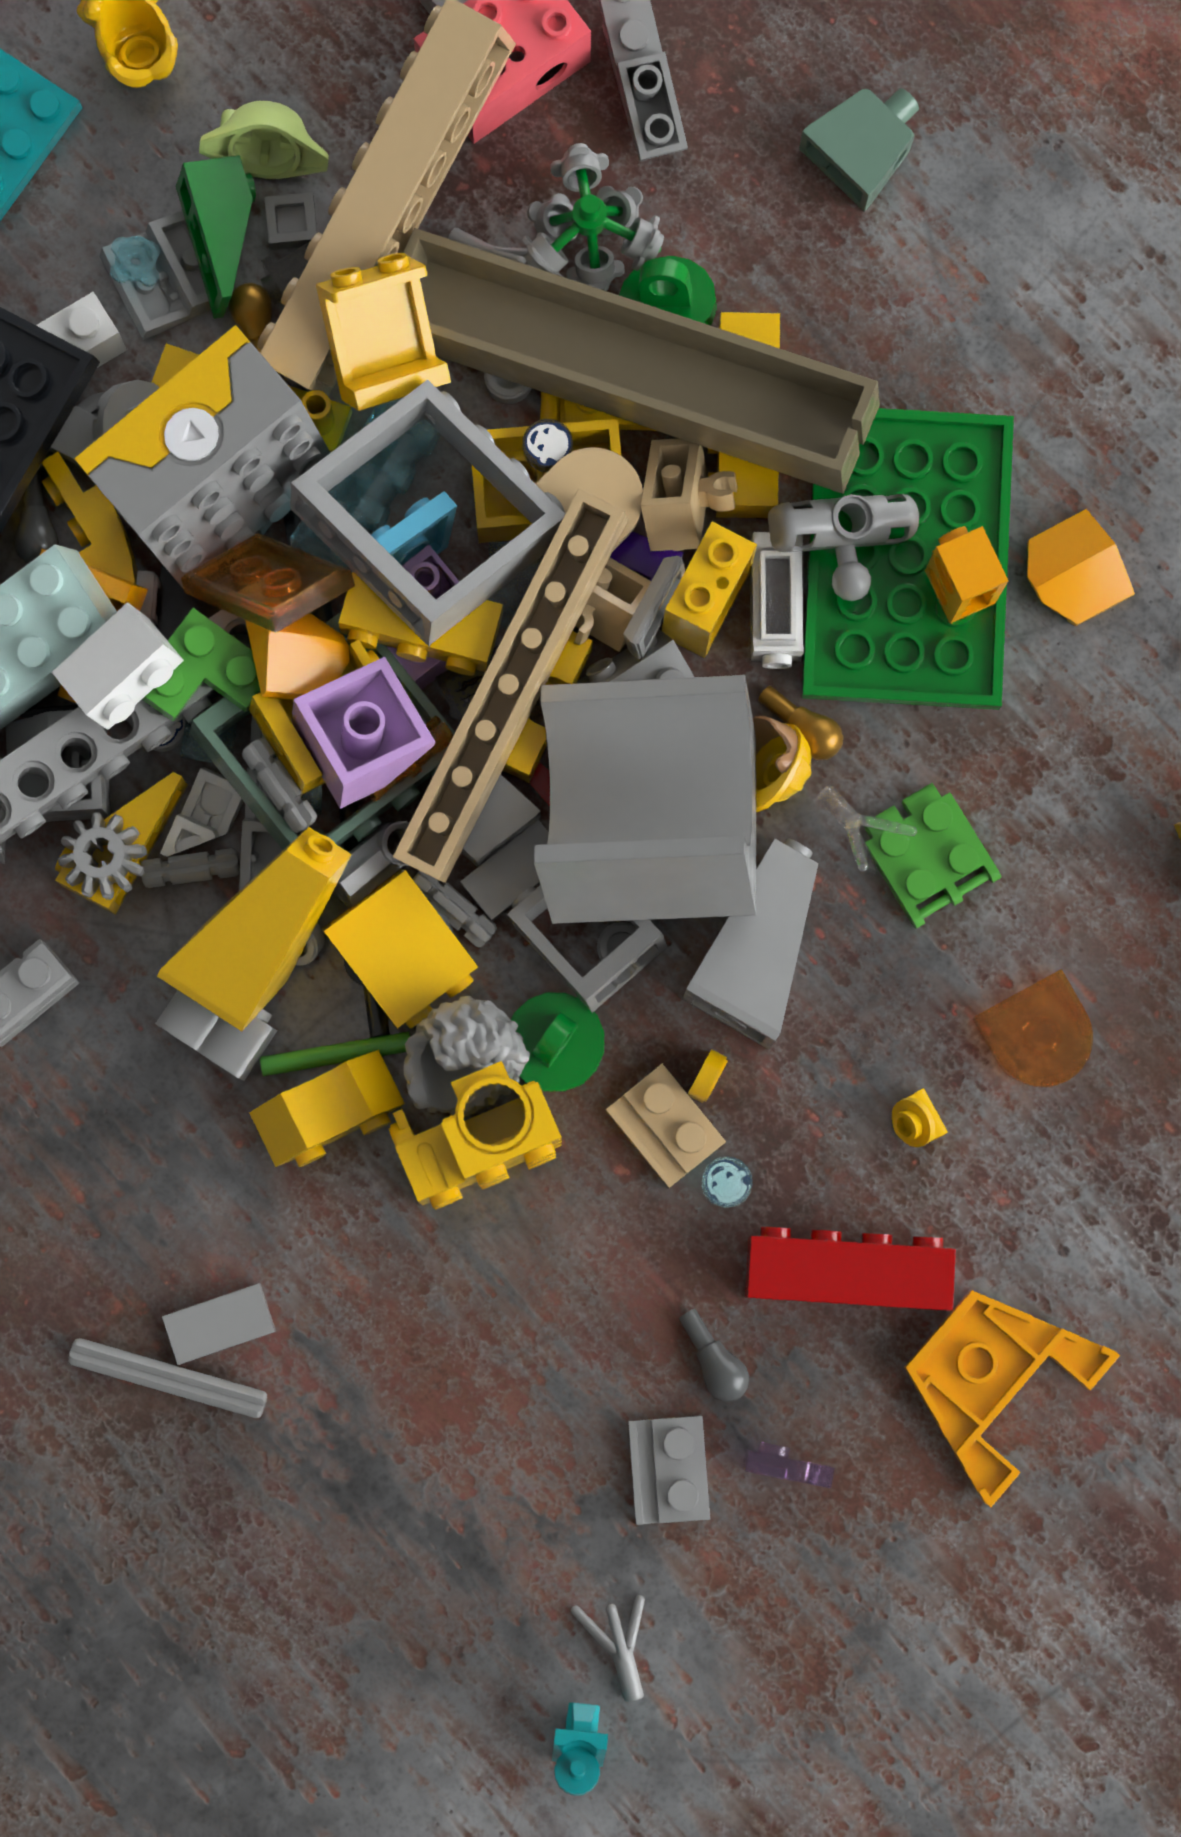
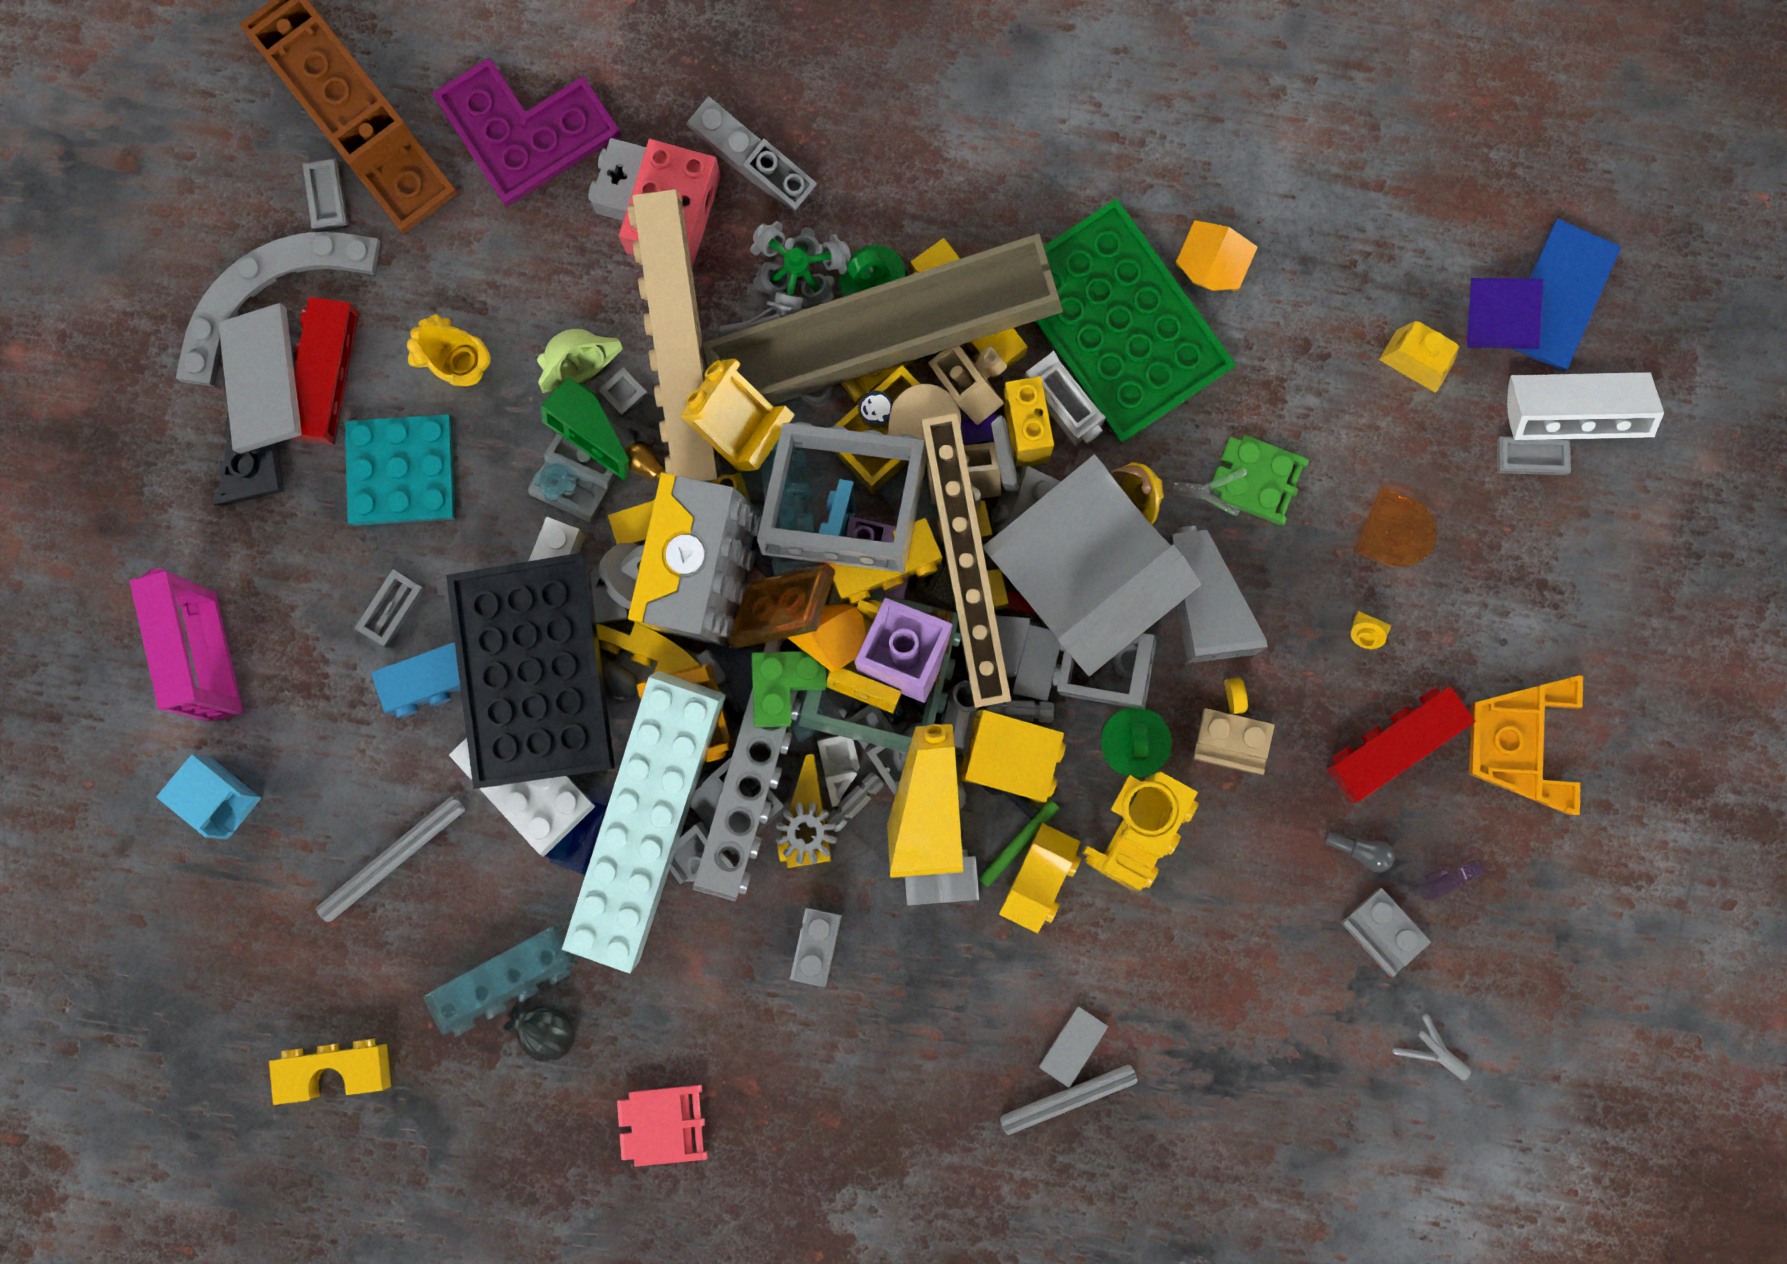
camera: 30 degrees left, 0 degrees up
(118, 666) = (740, 719): white brick -> none
(279, 785) = (878, 716): light grey axle -> none
(456, 1043) = (1091, 787): light grey hair -> none
(579, 1750) = (1465, 1126): teal hips -> none
(726, 1182) = (1291, 746): clear light blue tile -> none
(819, 730) = (1146, 454): pearl gold piece -> none
(862, 142) = (911, 108): sand green torso -> none
(871, 526) = (1087, 316): light grey piece -> none
(965, 573) = (1164, 304): light orange brick -> none

